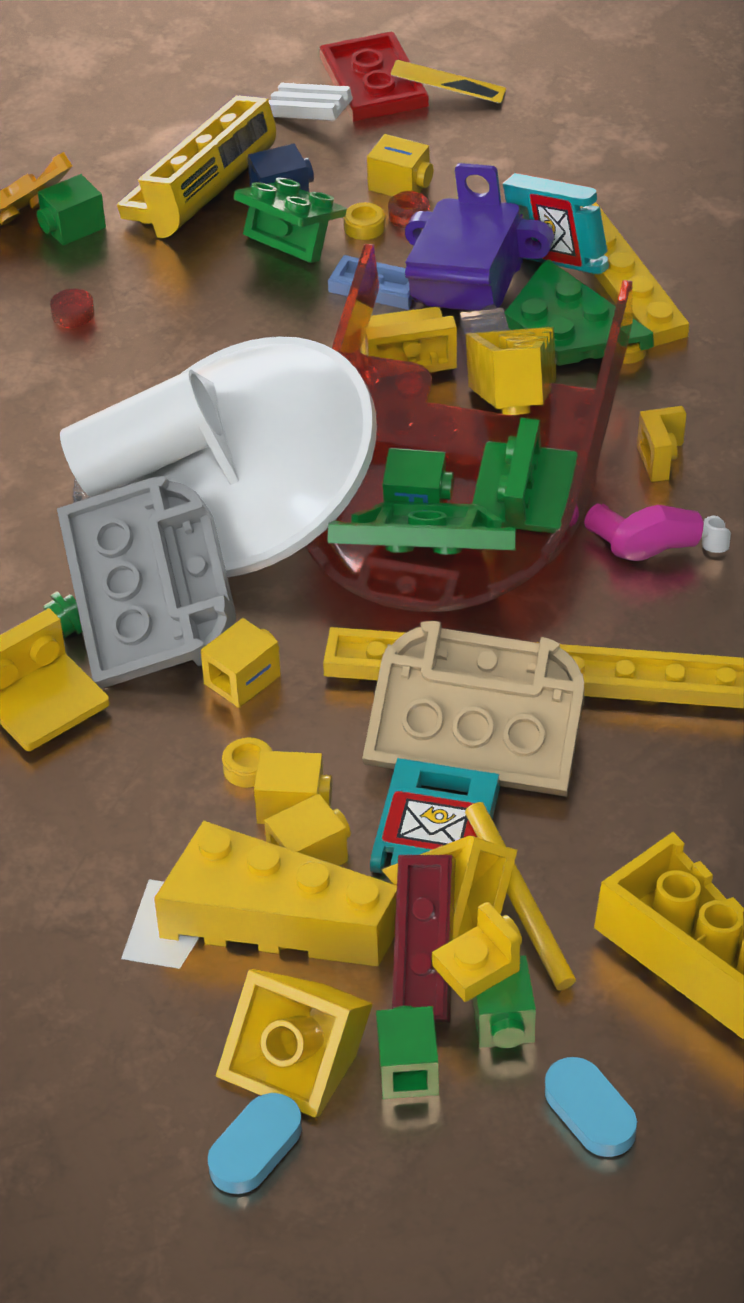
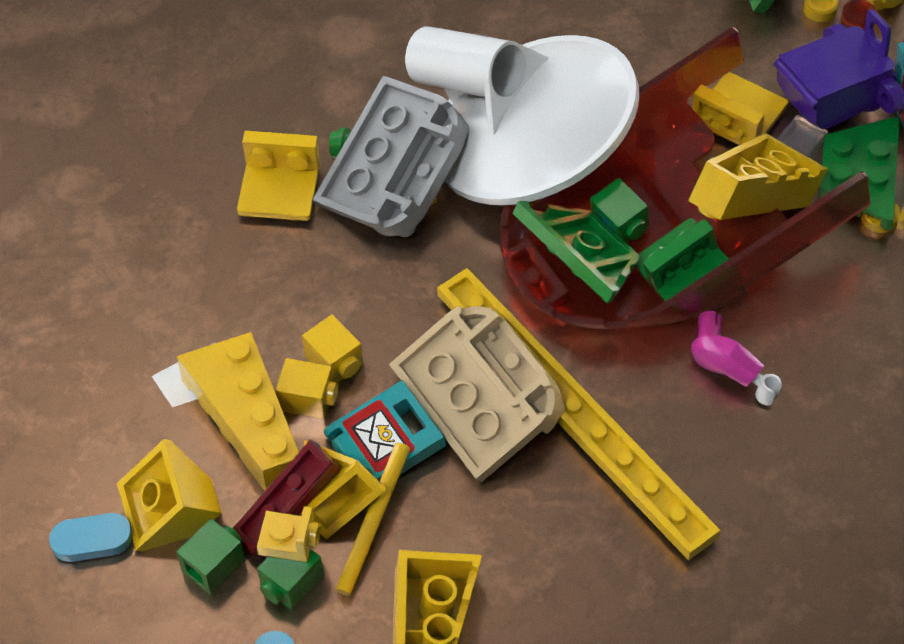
camera: 45 degrees right, 10 degrees up
(241, 662) = (398, 250): yellow brick -> none
(241, 761) = (342, 309): yellow tile -> none
(393, 284) = (765, 50): medium blue tile -> none
(658, 439) = (809, 293): yellow bracket -> none

